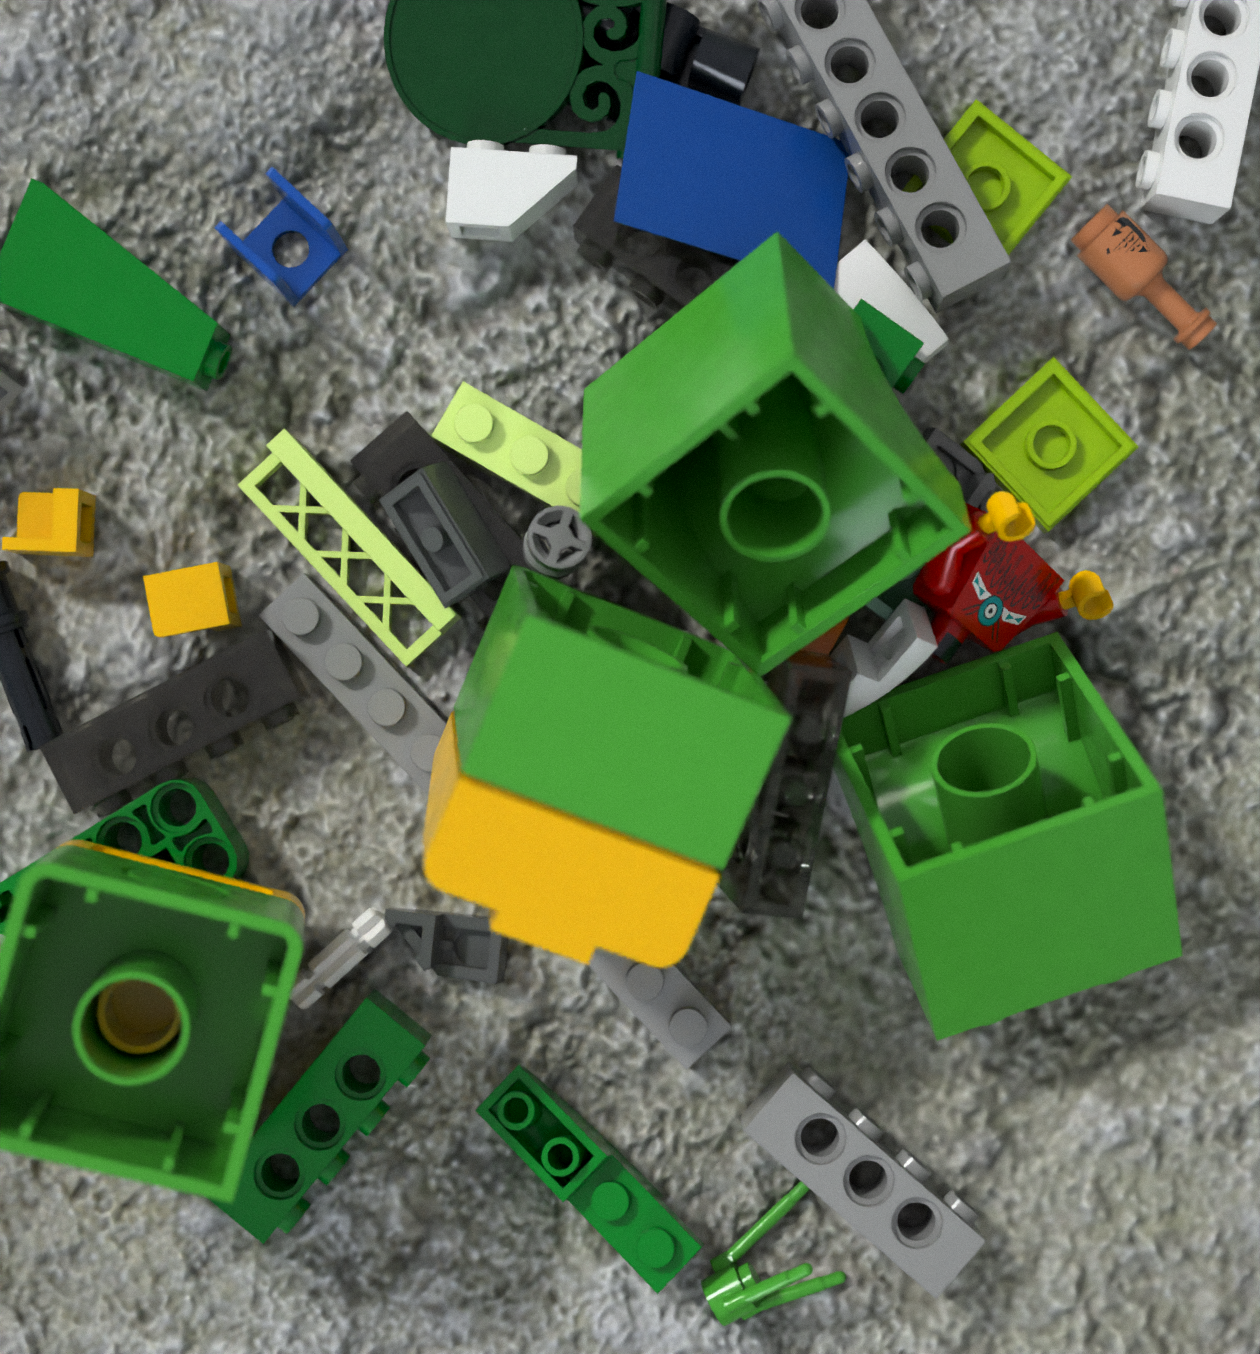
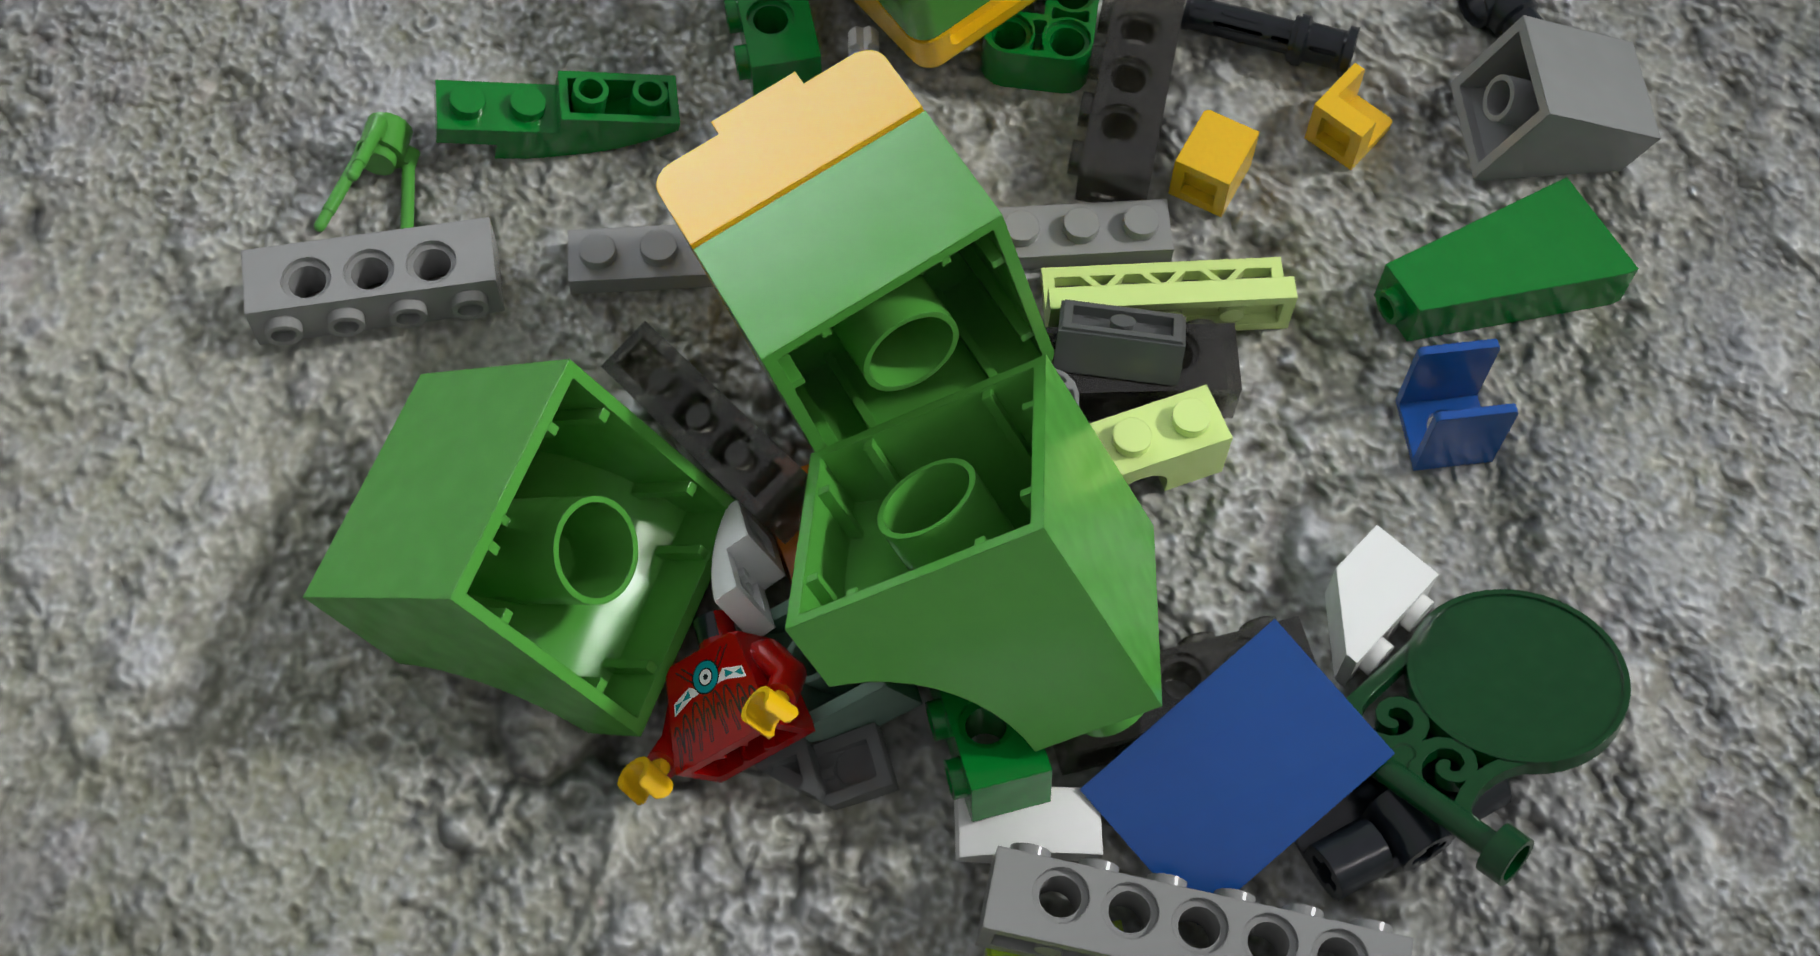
camera: 125 degrees right, 25 degrees down
(1050, 444) = (797, 876): lime tile -> none

